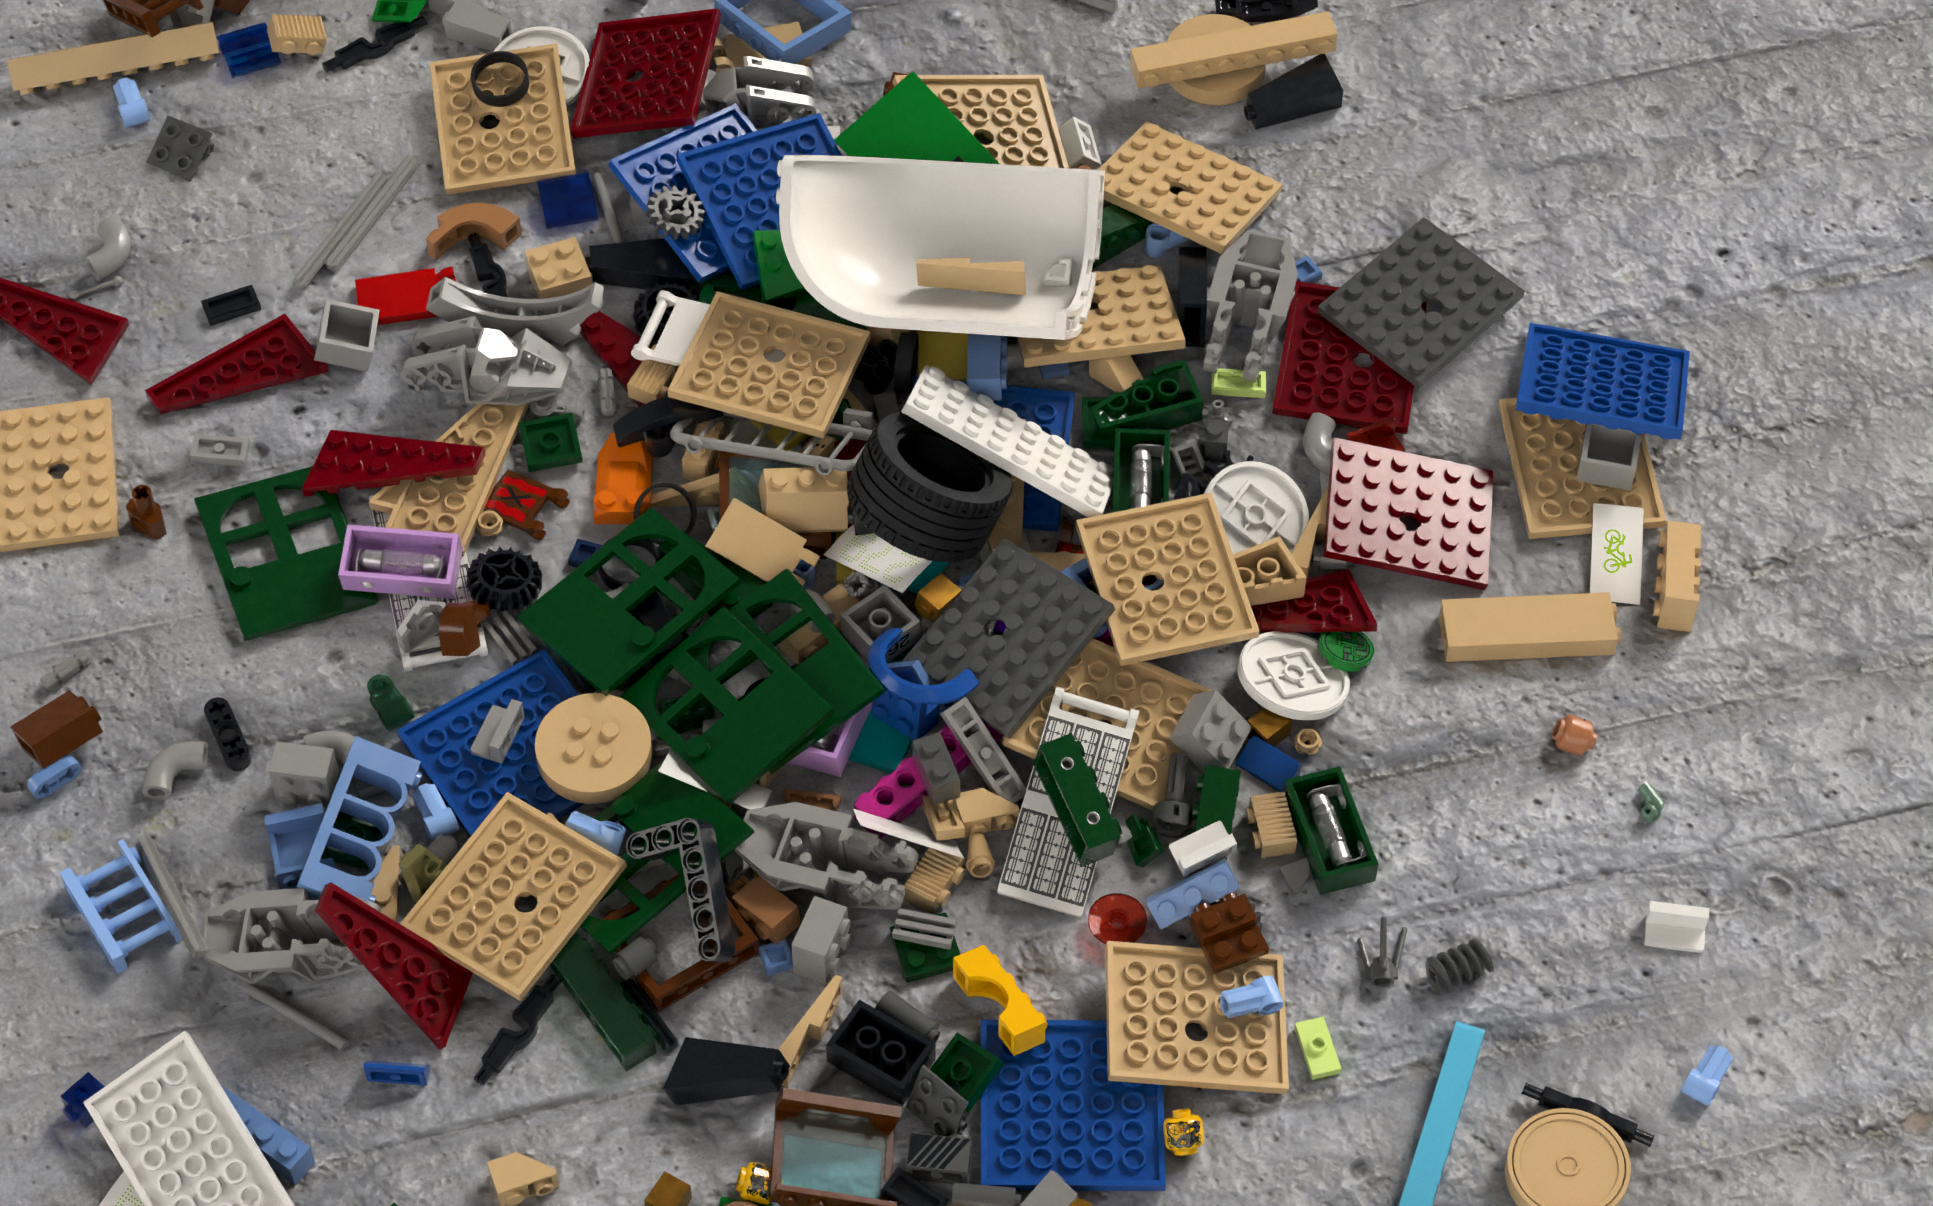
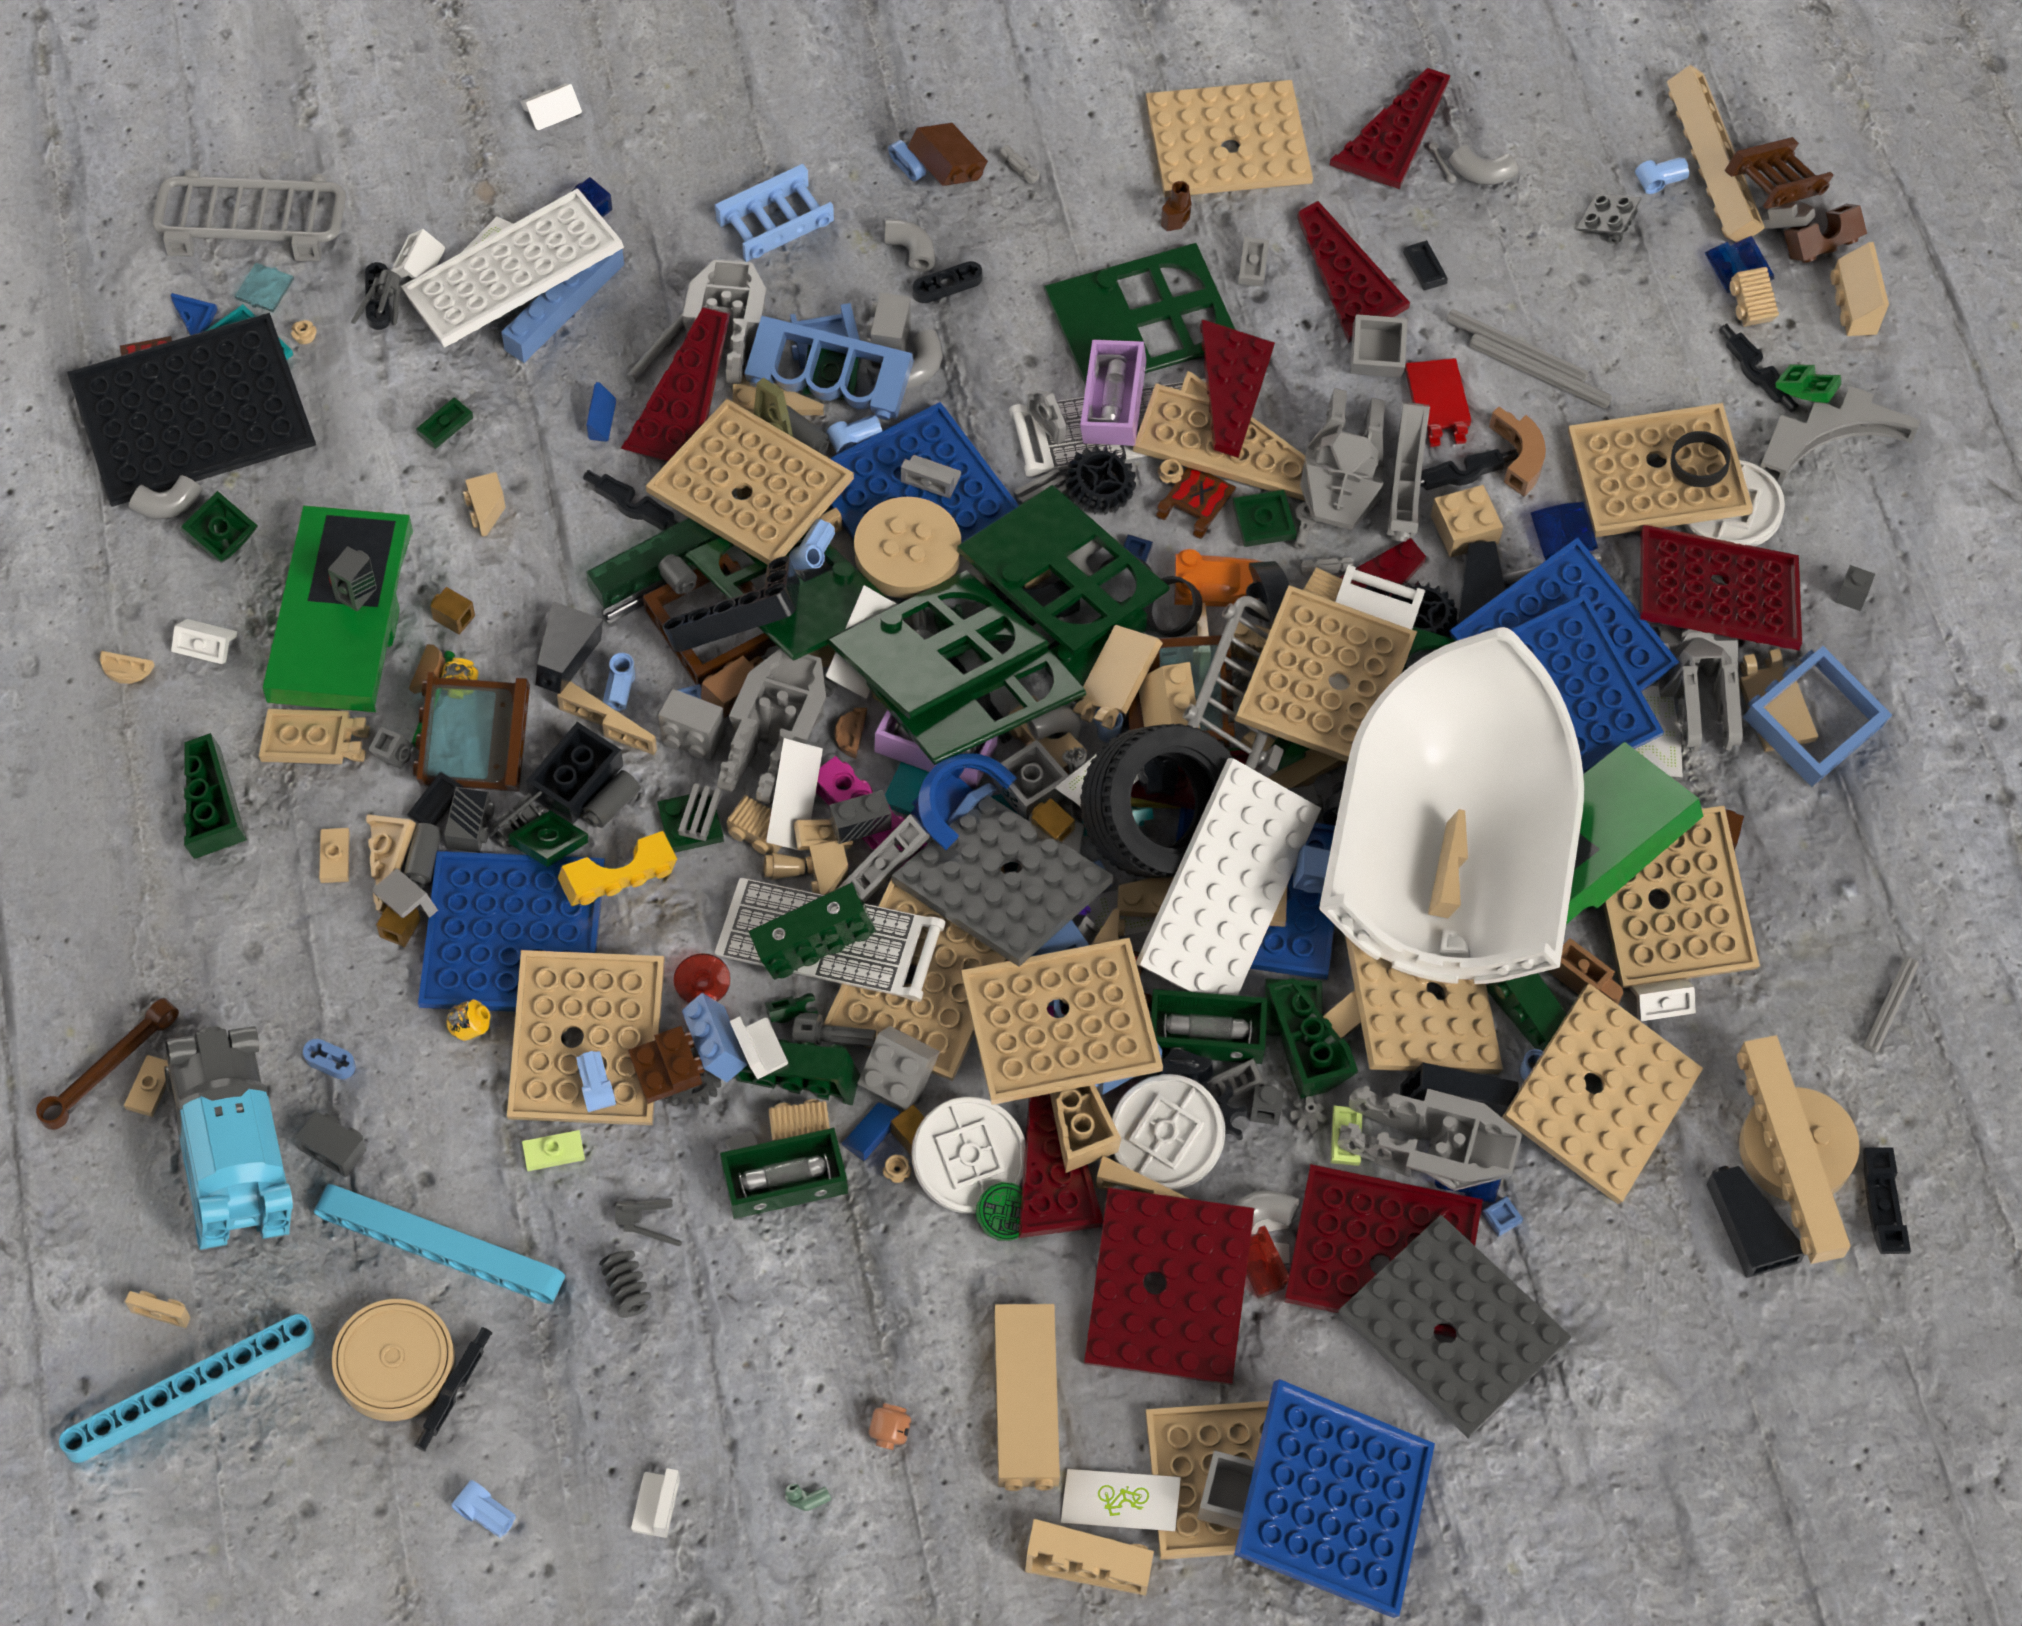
camera: 90 degrees right, 5 degrees up
(171, 897) = (773, 242): light grey axle -> none
(388, 702) = (969, 398): clear green piece -> none
(459, 627) = (1042, 437): reddish brown brick -> none
(677, 212) = (1508, 588): dark grey gear -> none
(762, 1022) = (619, 683): none -> light blue piece

